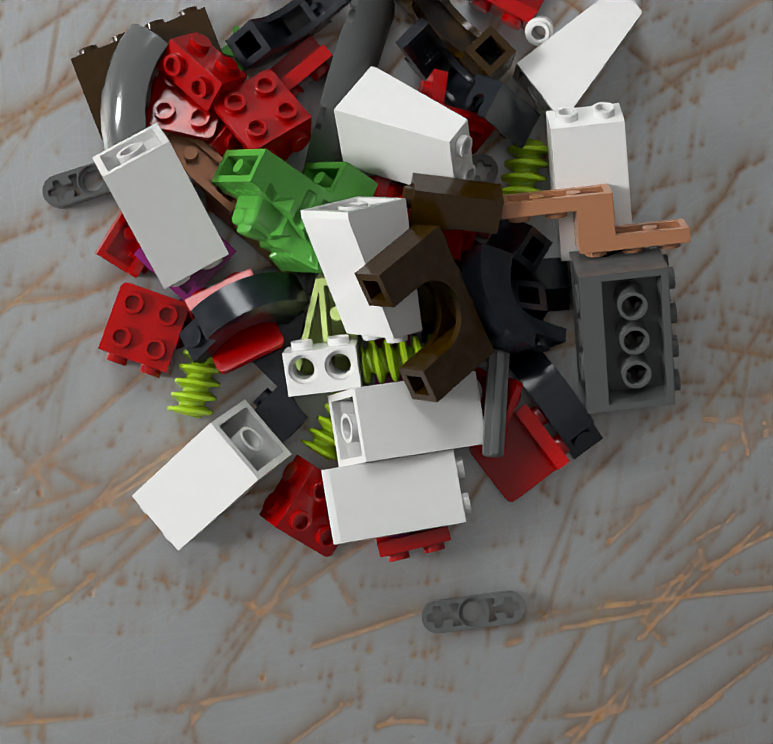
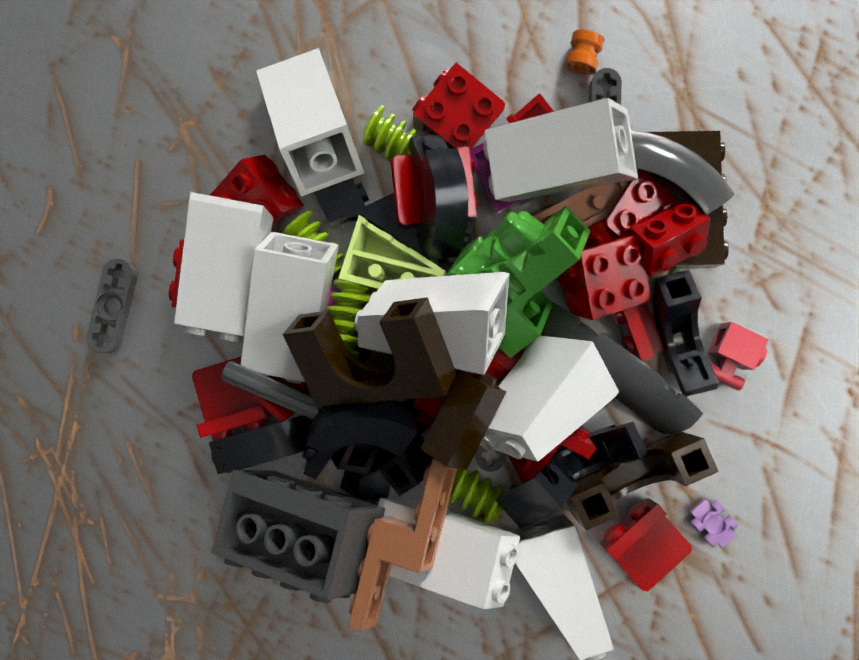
camera: 115 degrees right, 0 degrees up
(38, 224) = (584, 52): none -> orange wheel
(325, 375) = (354, 248): white brick -> none
(535, 38) = (590, 548): white pin -> none

